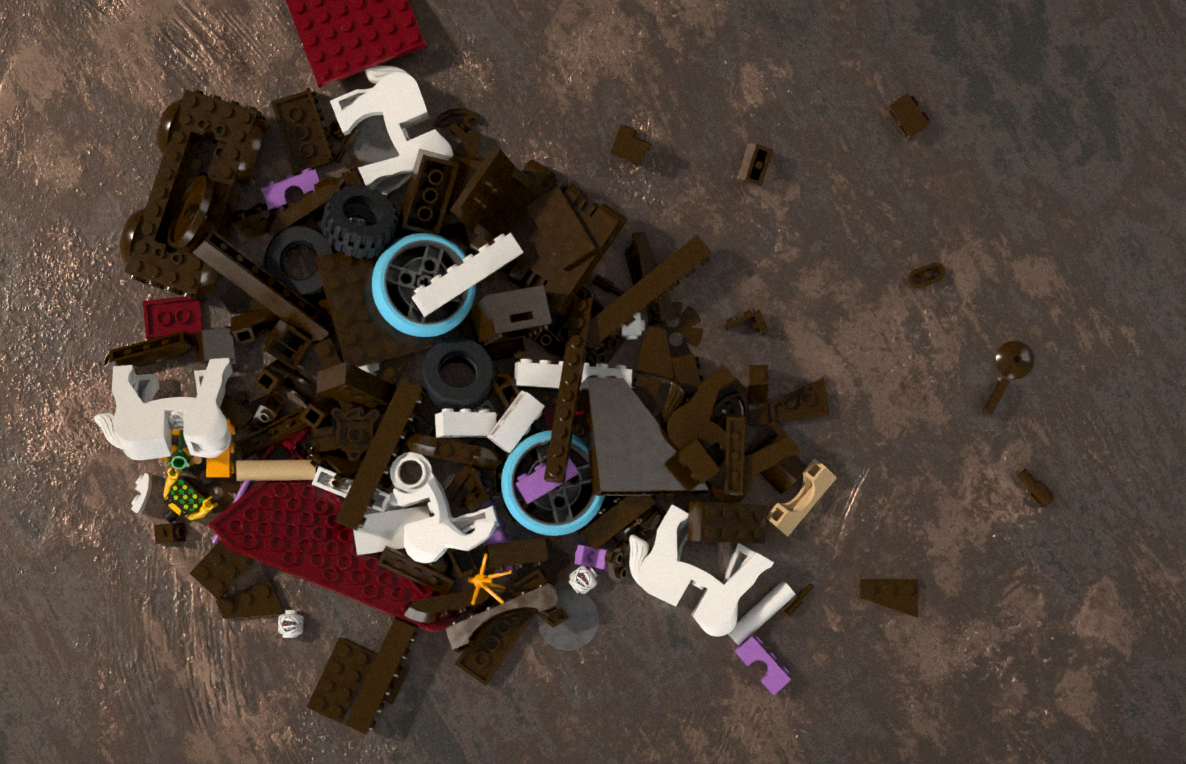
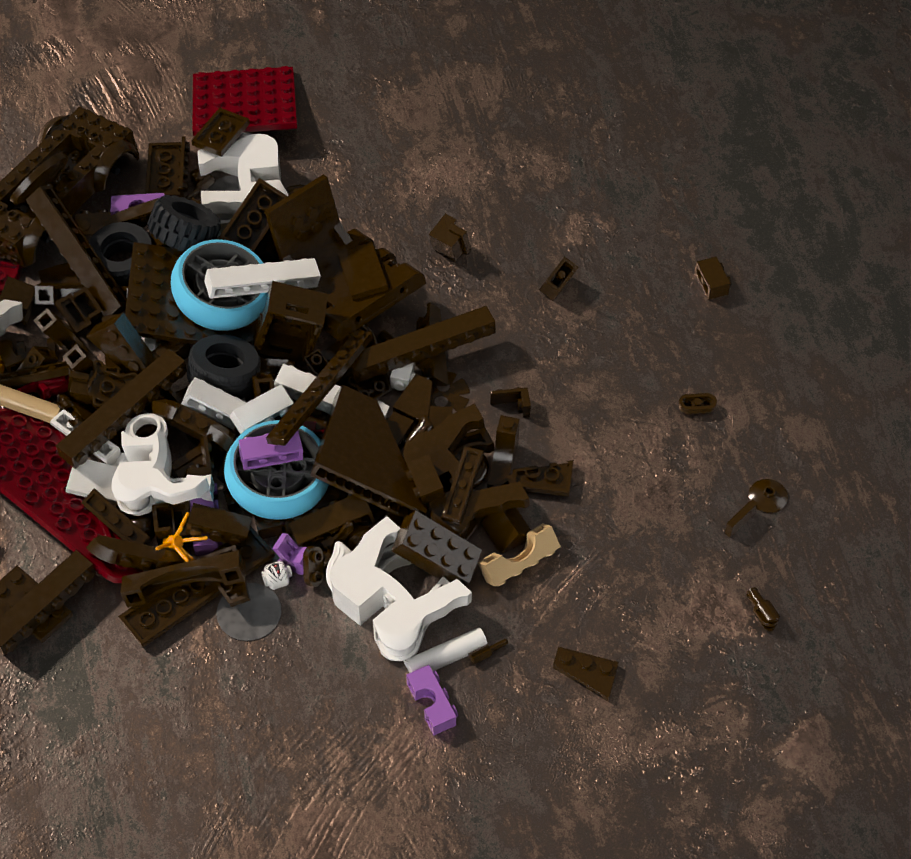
camera: 20 degrees right, 30 degrees down
(352, 86) = (220, 132): none -> dark brown plate

